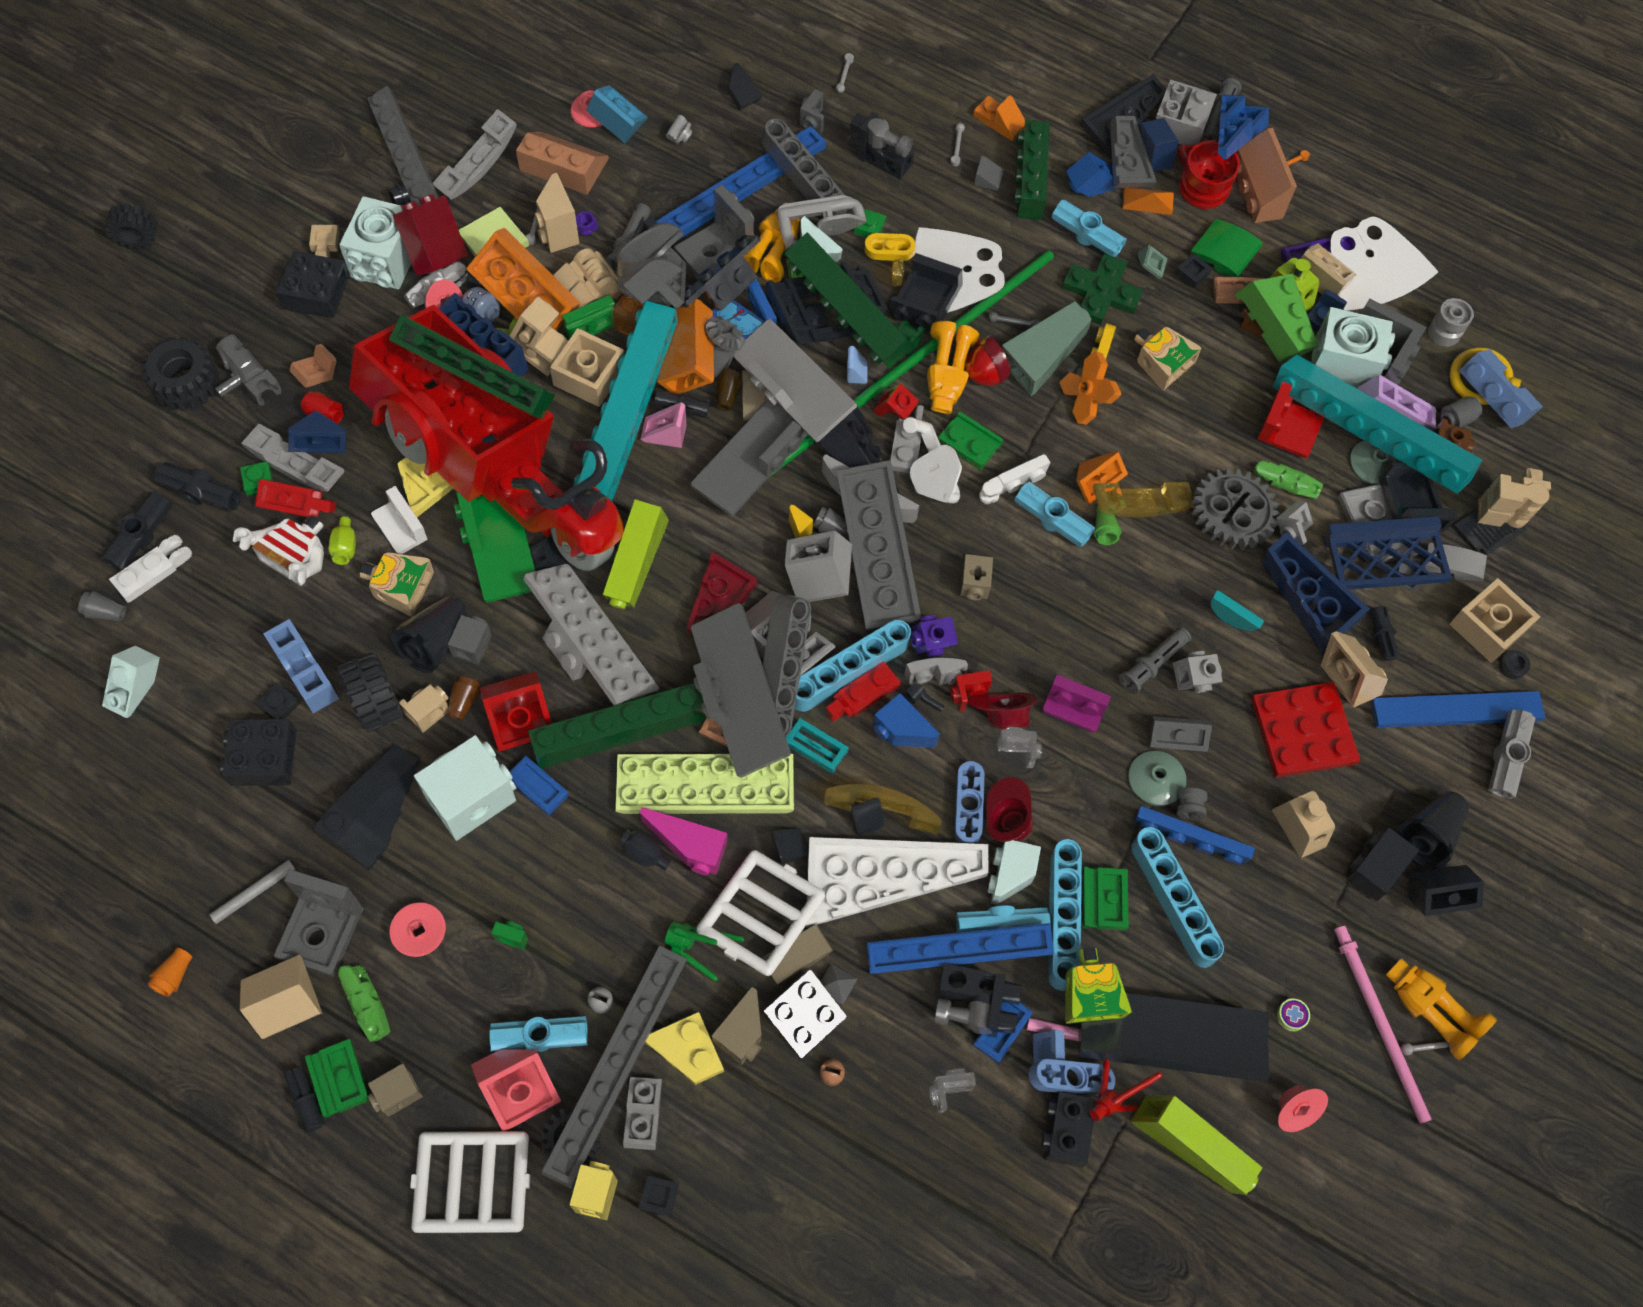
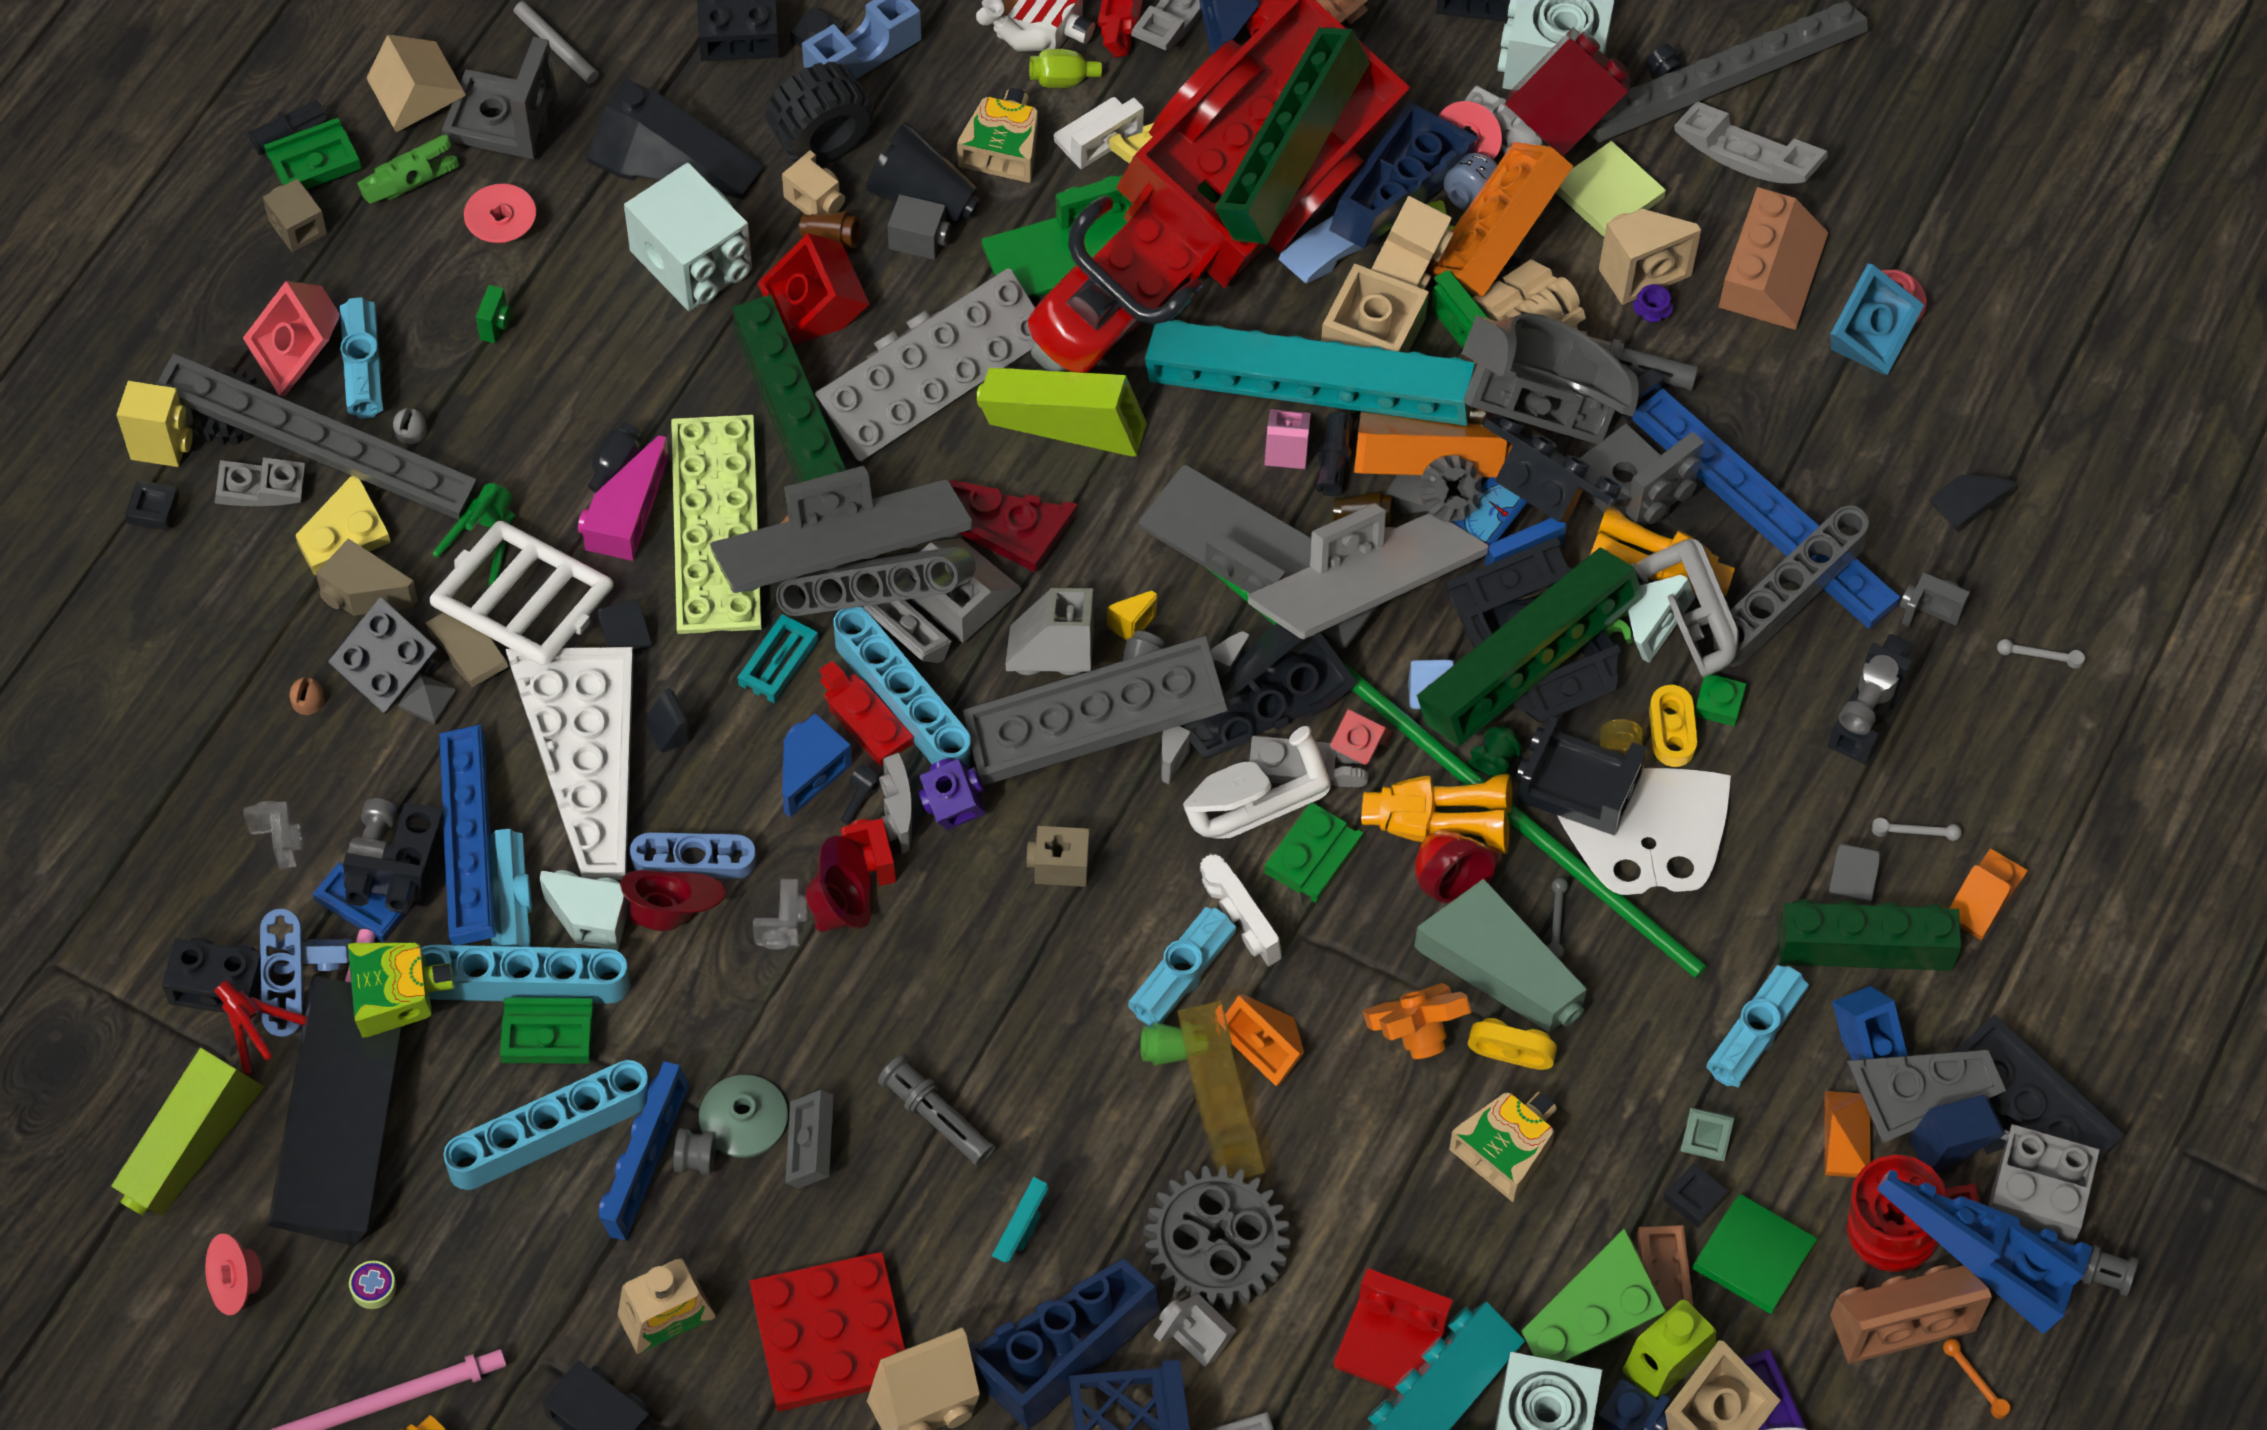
camera: 90 degrees right, 5 degrees down
(484, 1223) = (182, 257): white bar -> none
(538, 786) = (704, 332): blue tile -> none
(679, 130) = (1859, 414): light grey plate -> none
(846, 795) = (669, 782): clear yellow slope -> none
(1076, 704) = (850, 991): magenta bracket -> none
(1103, 288) = (1640, 1054): dark green plate -> none
(1198, 672) = (898, 1153): light grey brick -> none
(1288, 479) = (1283, 1325): bright green hinge -> none

